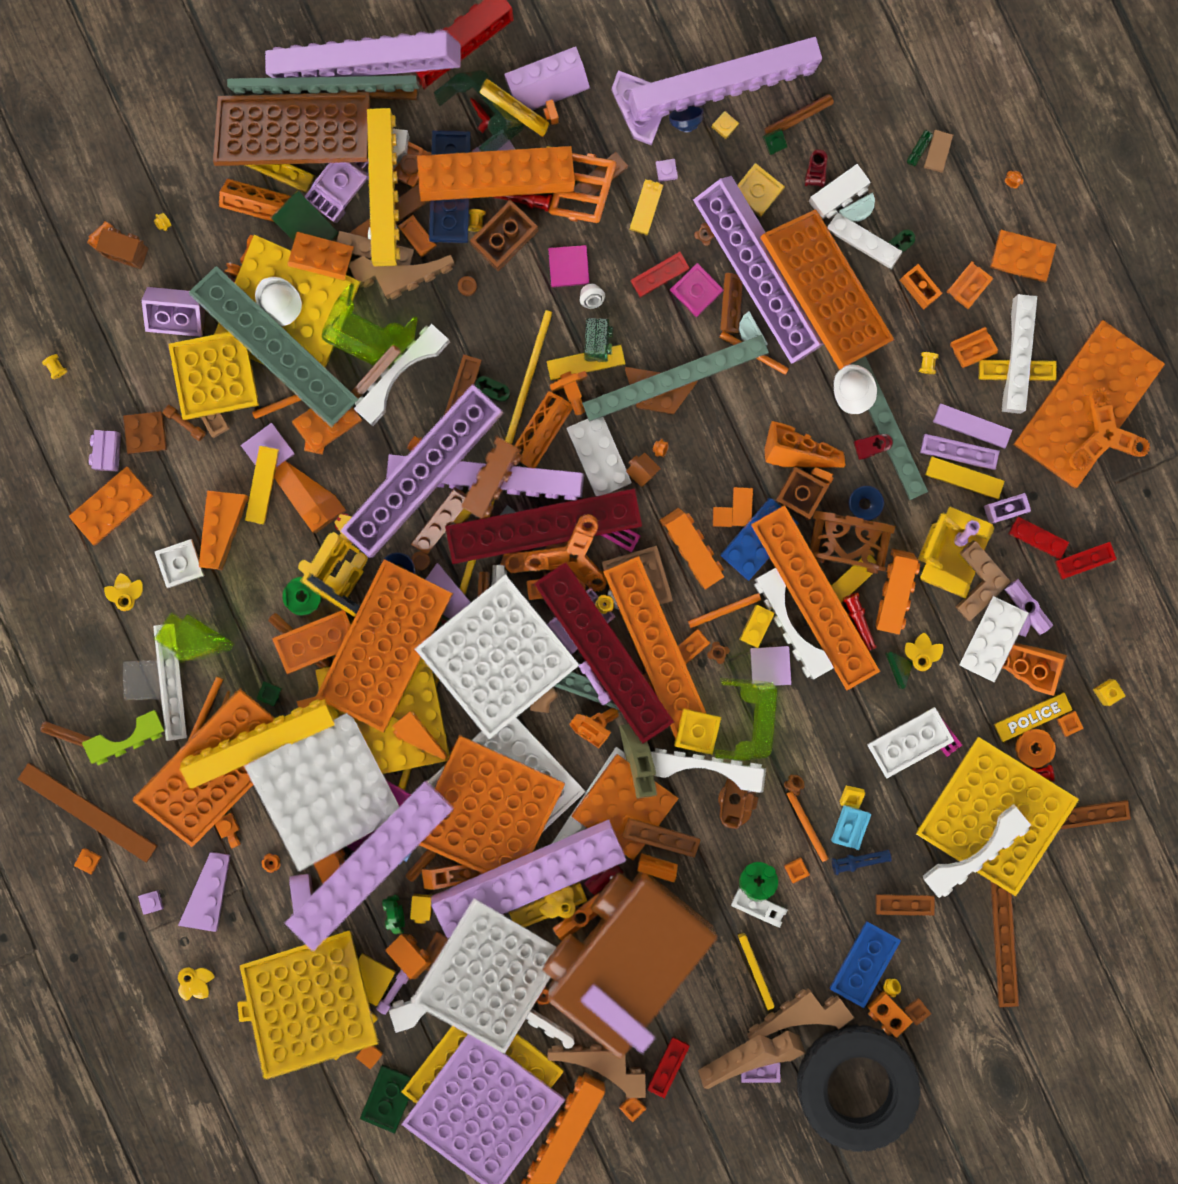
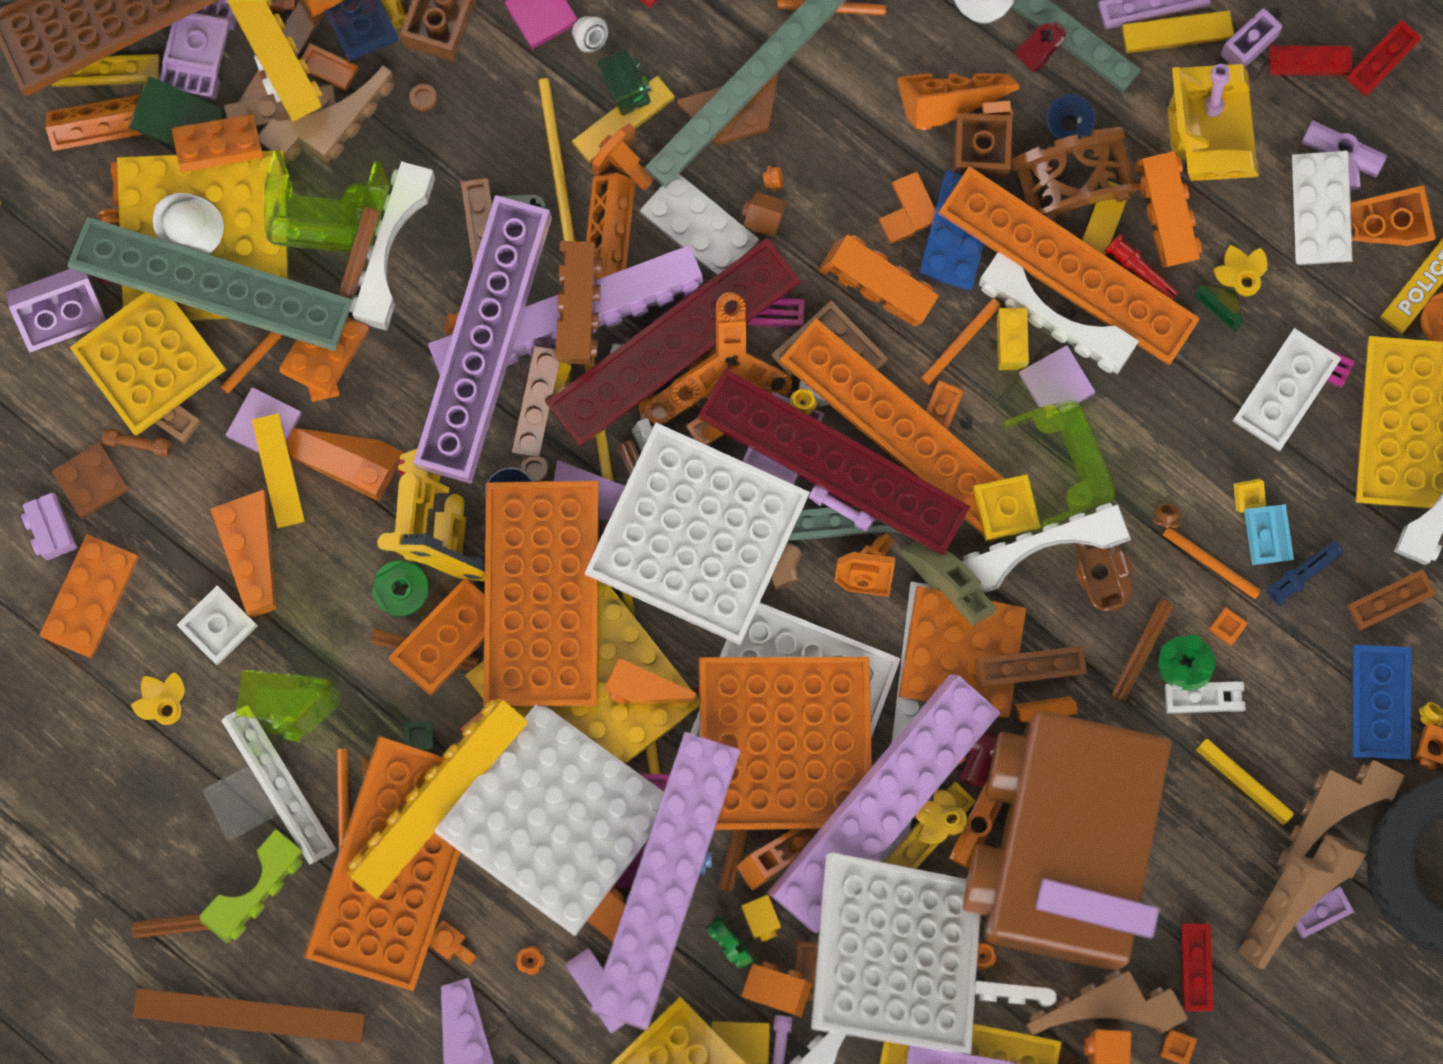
camera: 25 degrees left, 10 degrees down
(717, 647) = (984, 391): dark orange plate -> none
(736, 859) = (1142, 650): none -> dark orange axle
(993, 581) = (1282, 141): medium nougat plate -> none

